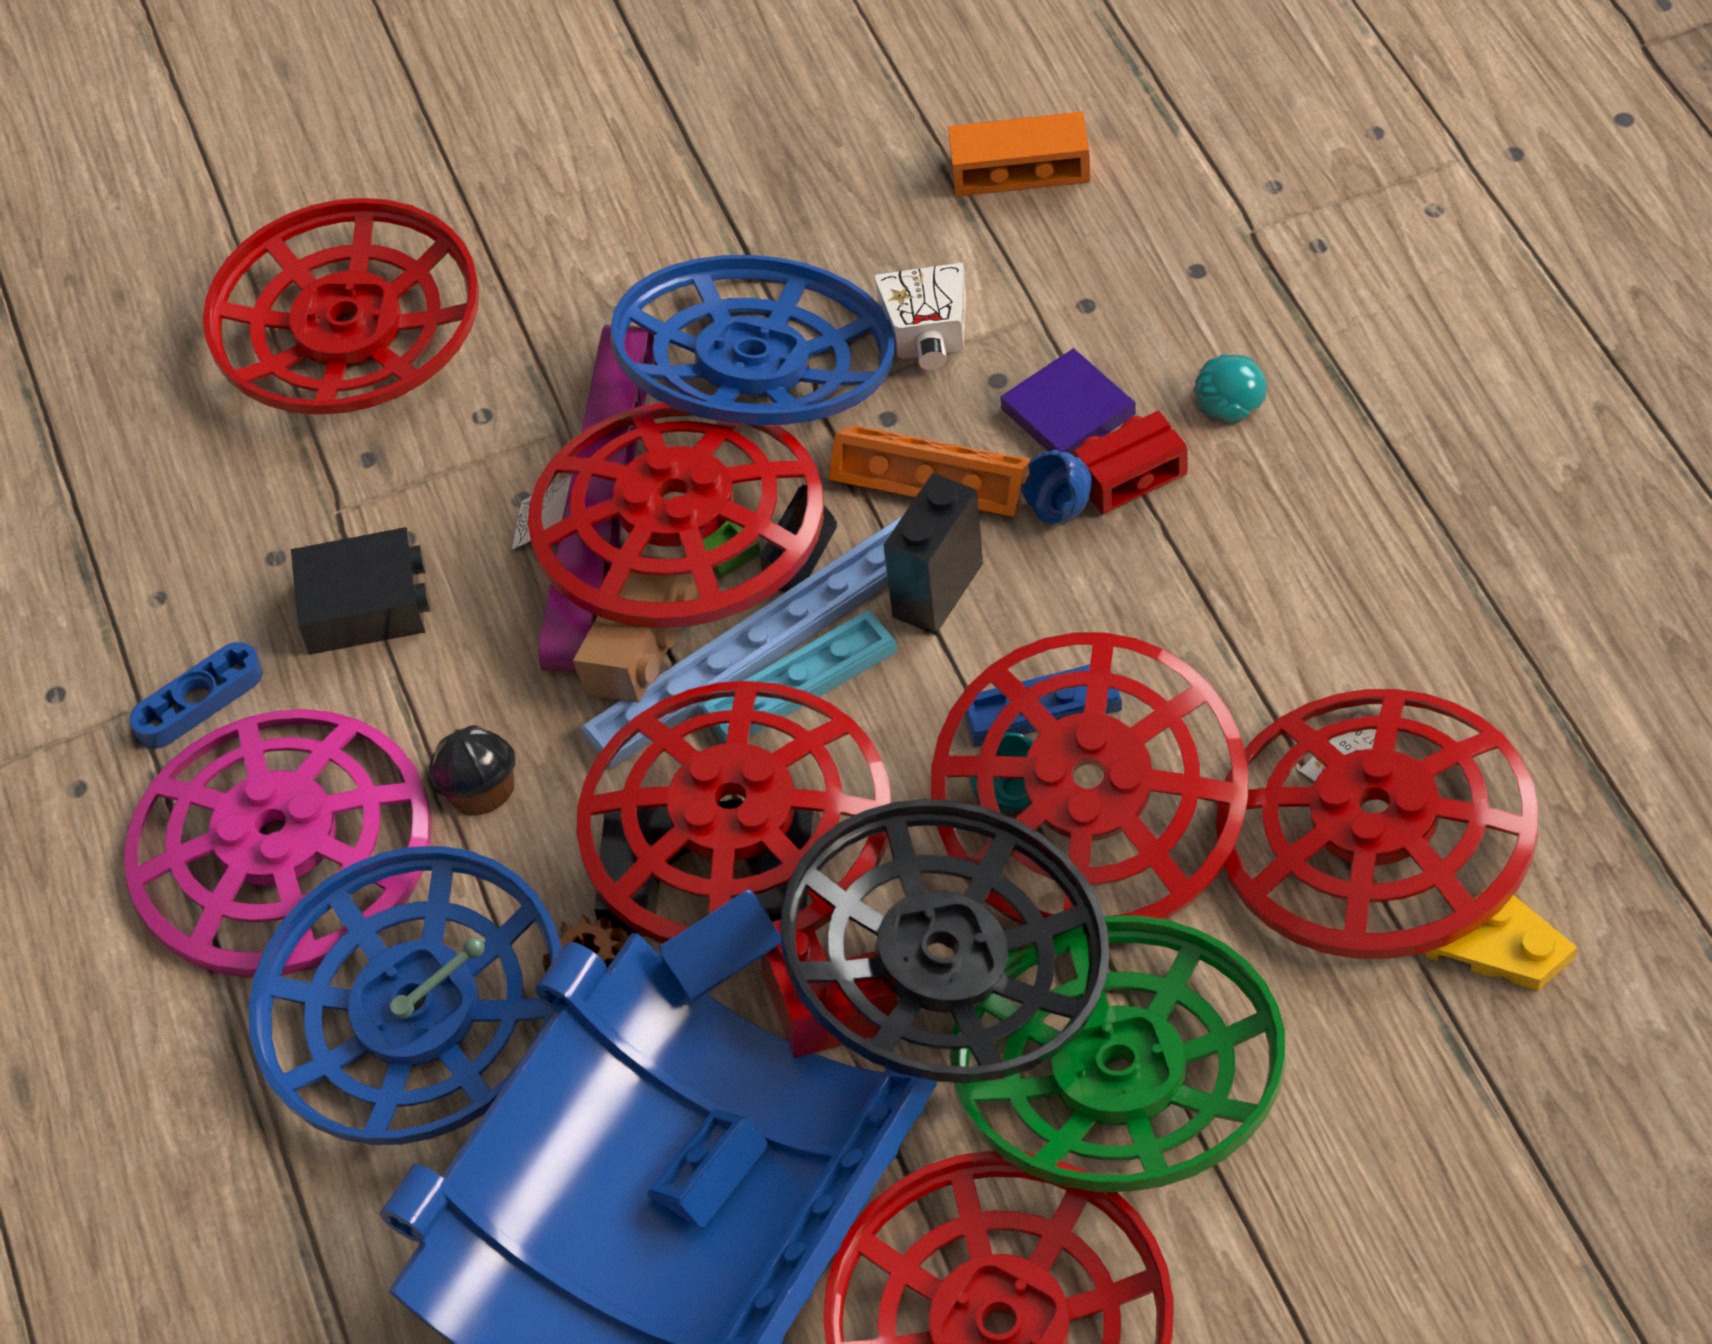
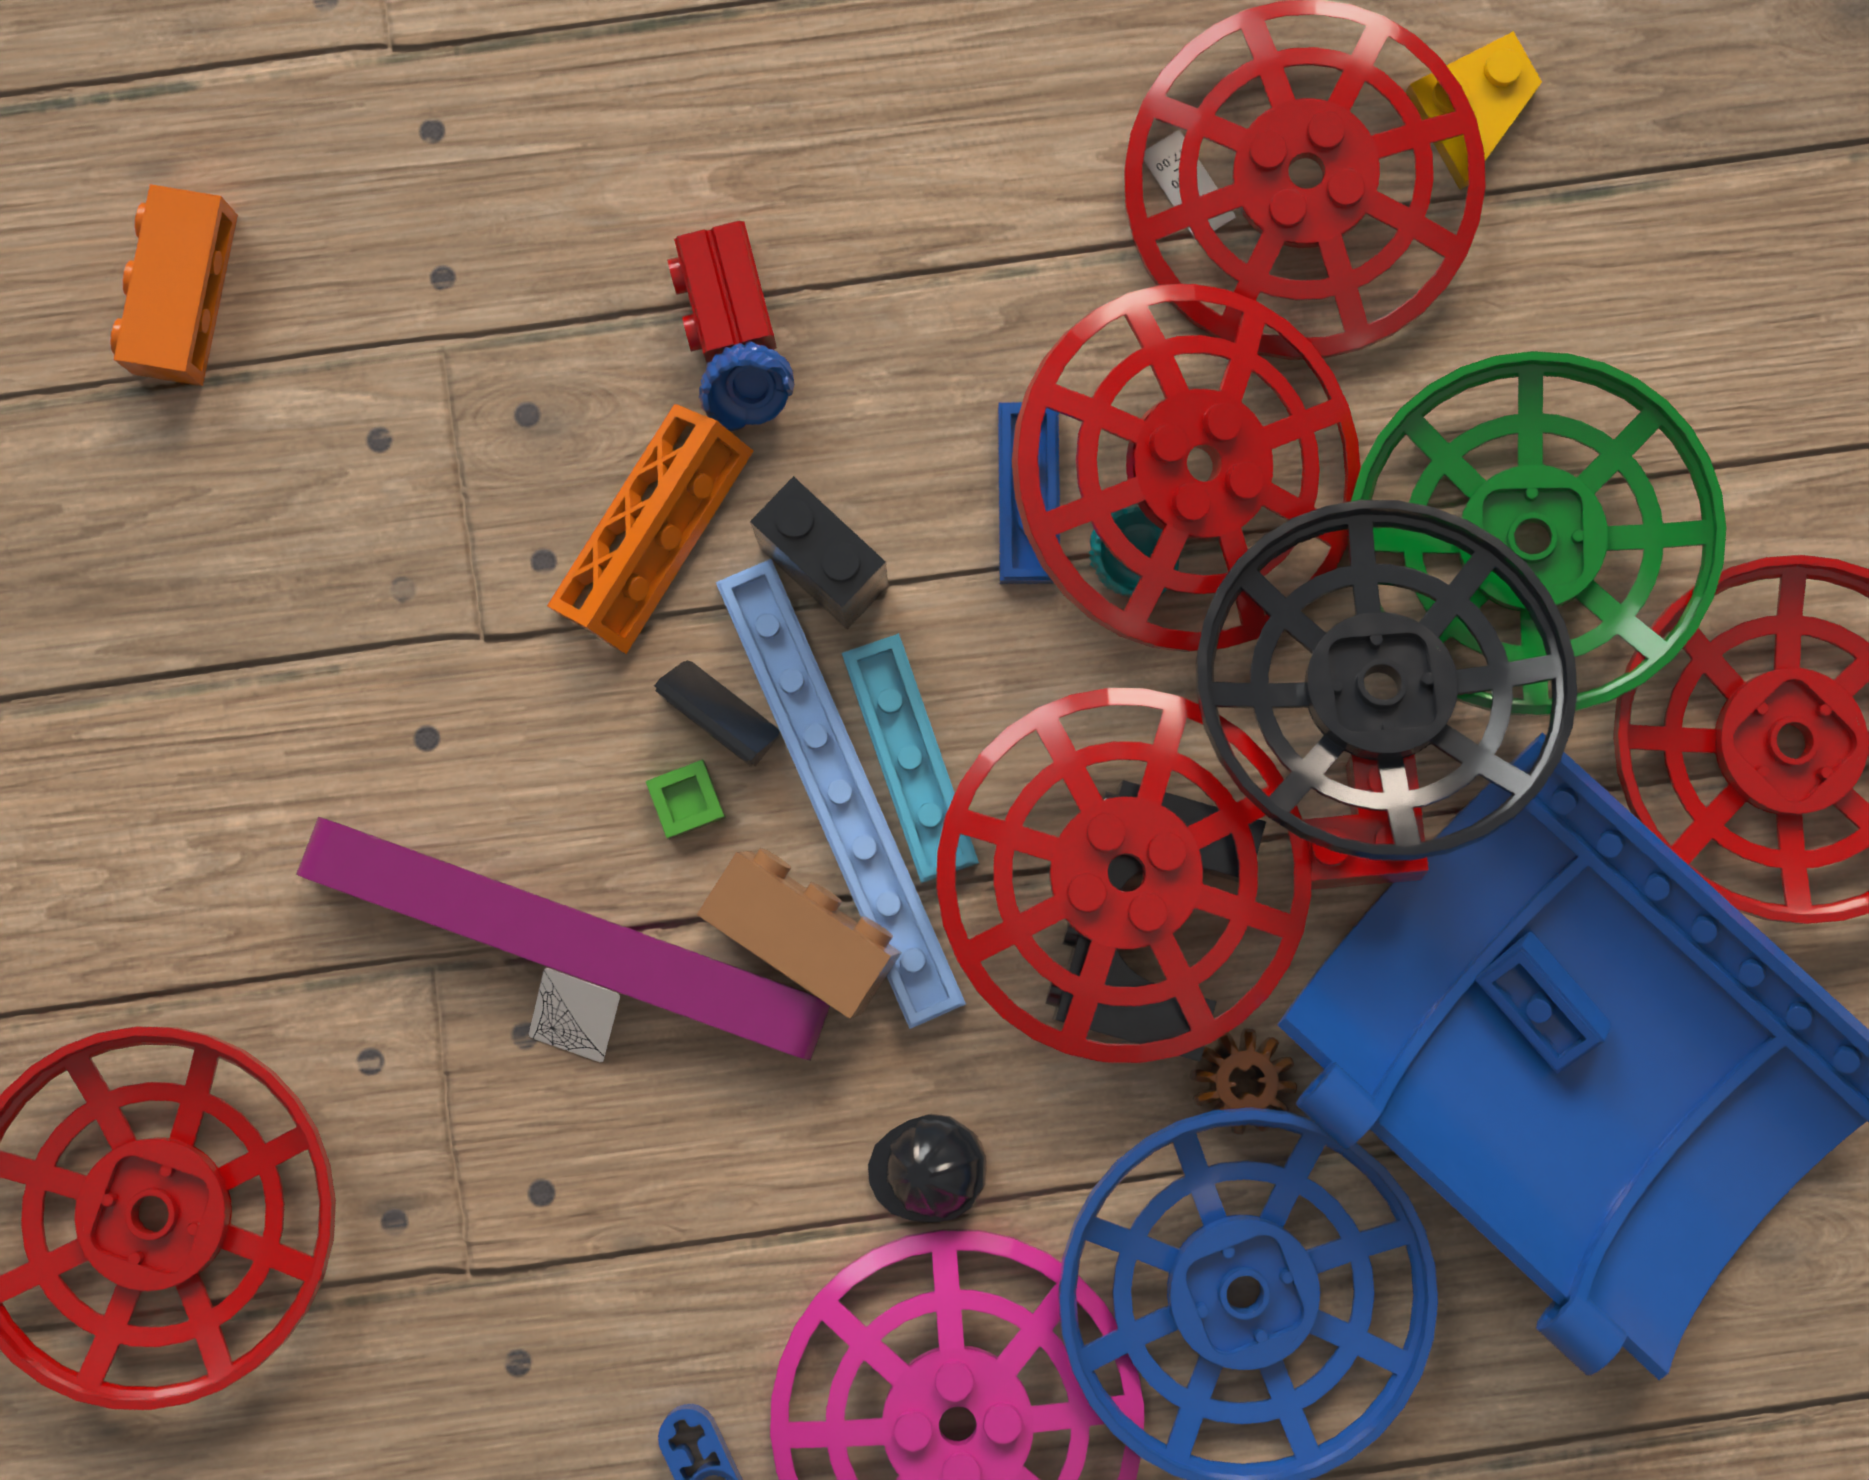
camera: 85 degrees left, 30 degrees up
(359, 590) = (624, 1264): black brick -> none
(403, 1006) = (1275, 1304): sand green hinge -> none
(676, 521) = (689, 871): red dish -> none
(721, 944) = (1315, 926): blue slope -> none
(752, 351) = (380, 676): blue dish -> none
(925, 311) = (407, 472): white torso -> none
(1067, 403) = (601, 342): dark purple tile -> none
(1230, 388) = (643, 146): teal hair -> none

